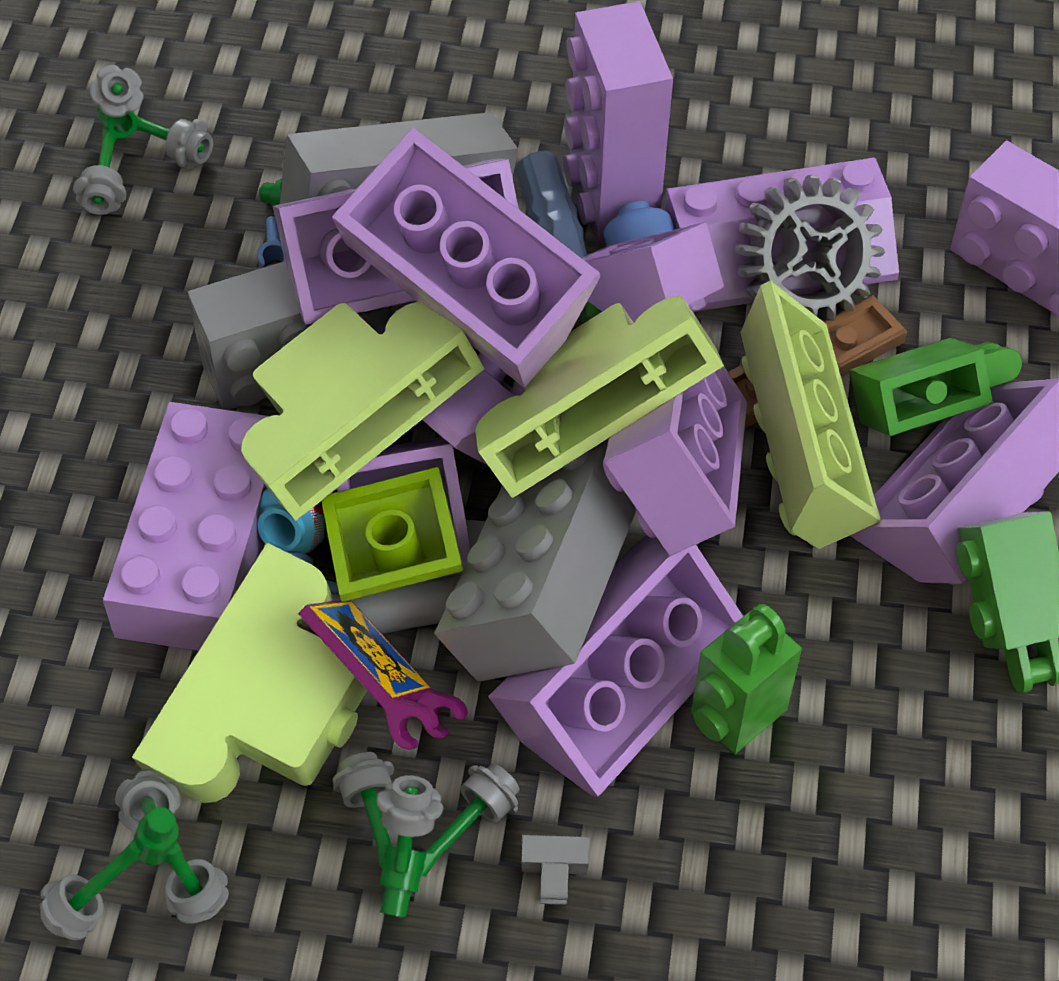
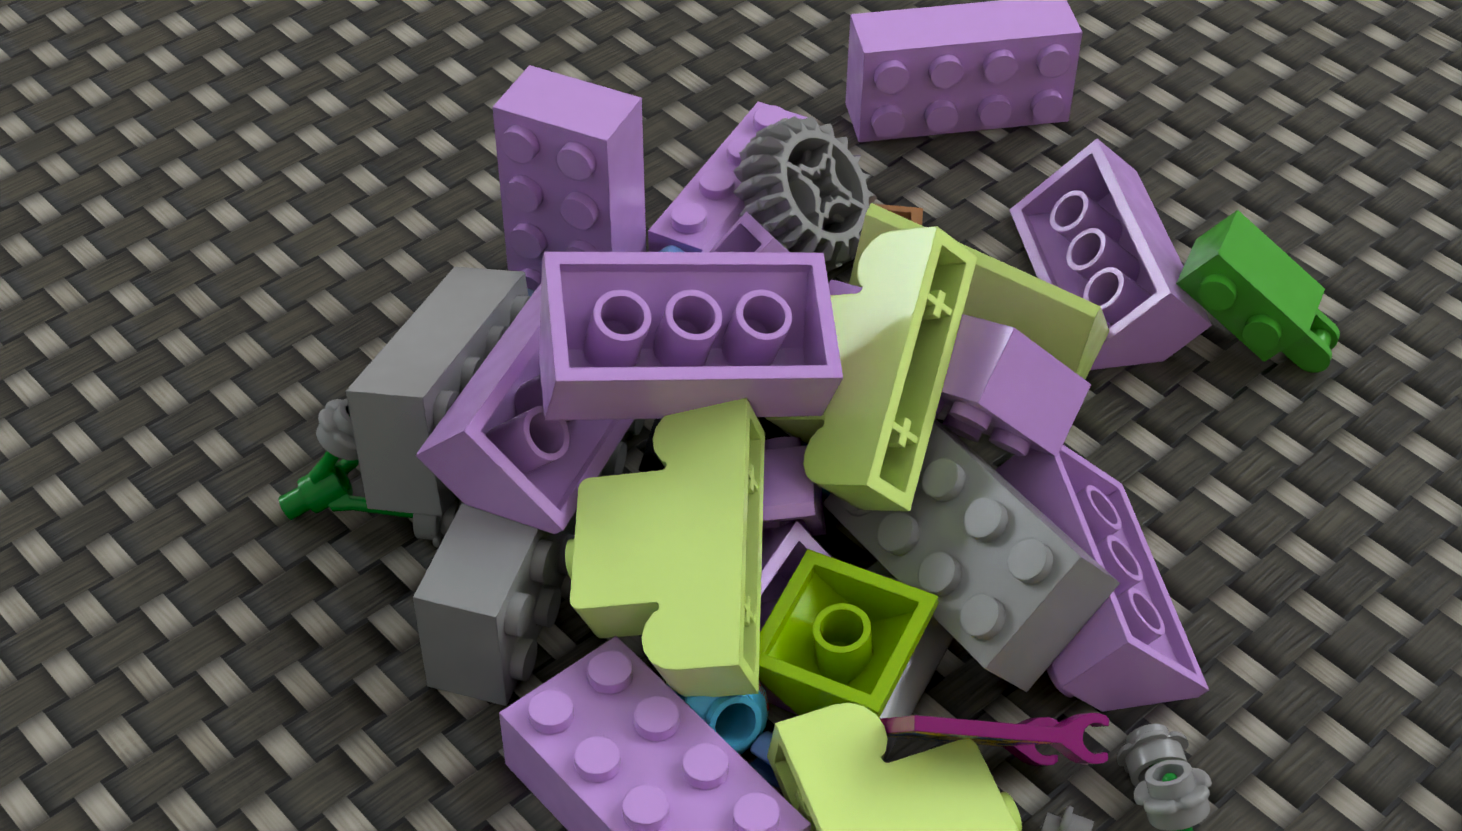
camera: 50 degrees left, 10 degrees down
(118, 97) = (69, 525): light grey plant -> none
(272, 248) = (368, 544): medium blue hand -> none
(555, 859) = (1273, 757): light grey tile -> none
(745, 679) = (1207, 495): bright green brick -> none
(930, 383) = (1007, 212): bright green brick -> none

